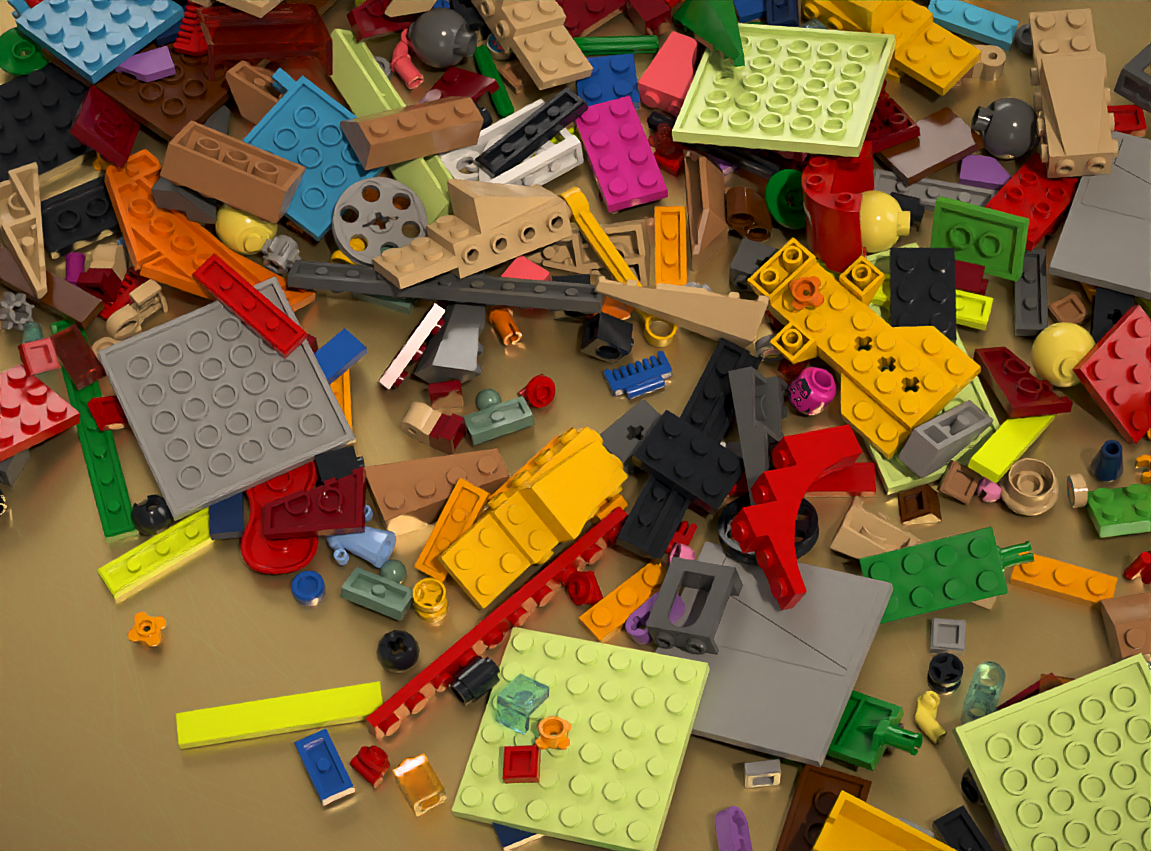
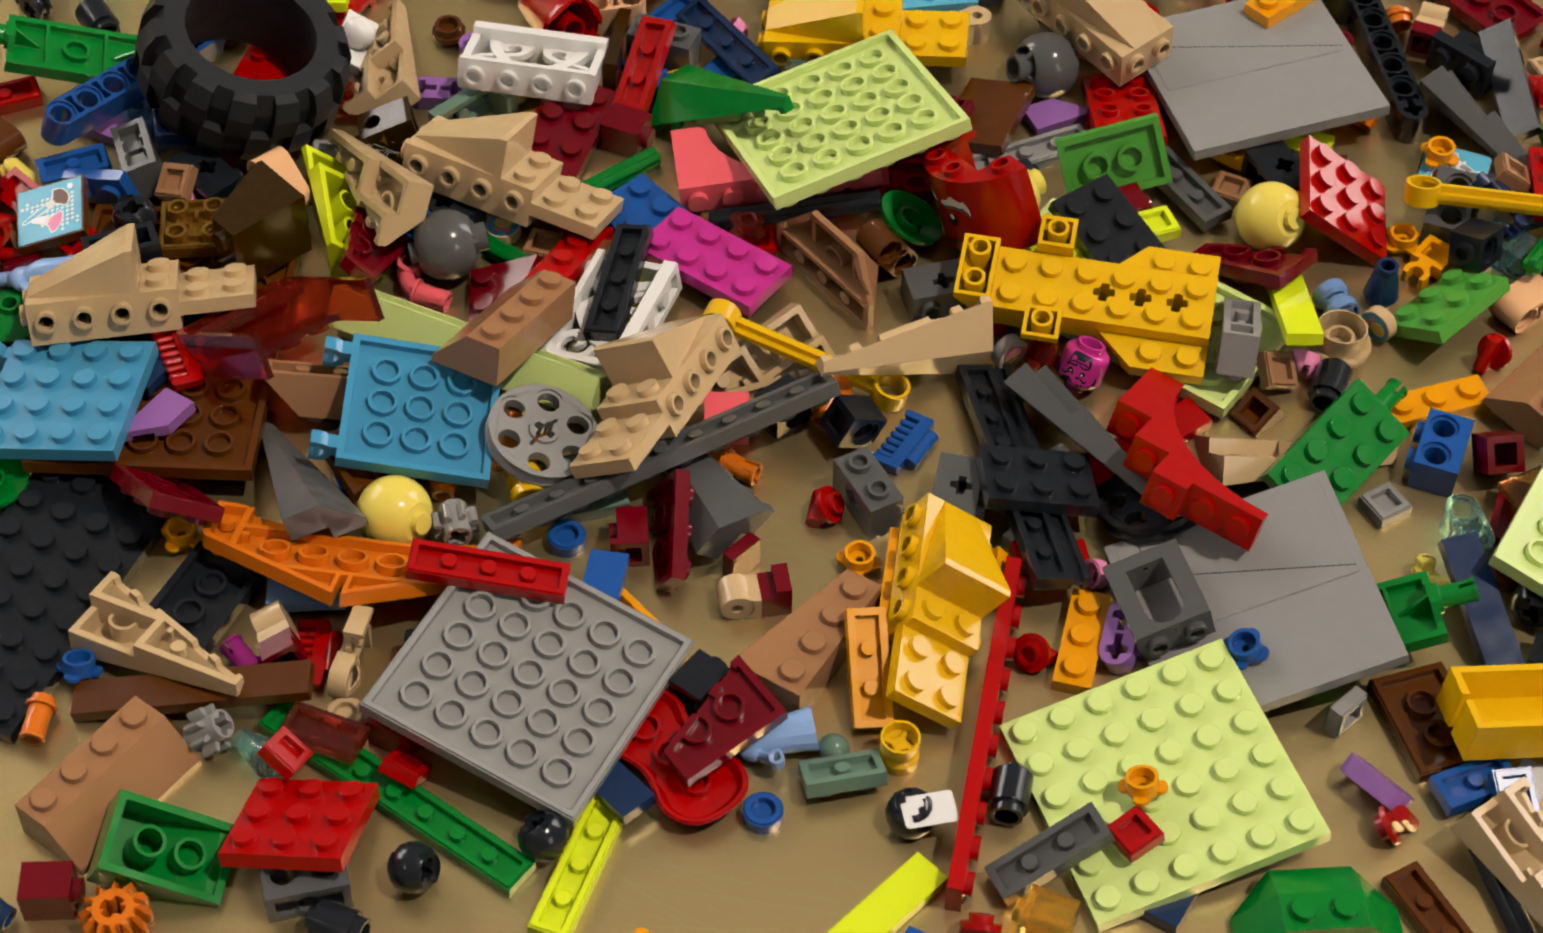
camera: 40 degrees left, 10 degrees down
(58, 485) = (413, 867): none -> black piece
(232, 171) = (362, 457): medium nougat slope -> none
(349, 309) = (567, 538): none -> blue tile
(386, 334) = (631, 534): none -> dark red brick
(413, 664) = (943, 809): none -> white sticker
(457, 740) = (1049, 853): none -> dark grey plate
(497, 418) = (813, 550): sand green plate -> none
(512, 97) = (572, 254): none -> red plate
(519, 702) = (1084, 778): clear light blue bracket -> none
(524, 437) = (861, 551): none -> light orange plate
(571, 396) = (868, 492): none -> dark grey brick
(670, 245) = (832, 314): light orange plate -> none
(715, 673) = (1249, 639): none -> blue plate
(804, 284) = (1023, 262): orange plate -> none
(933, 760) = (1488, 618): none -> dark blue tile
(946, 665) = (1423, 531): black wheel -> none
(994, 512) = (1329, 381): none -> black brick
(1029, 627) = (1439, 452): none -> blue brick
(1058, 453) = (1333, 296): none -> medium blue wheel
(1064, 649) = (1498, 452): none -> dark red brick

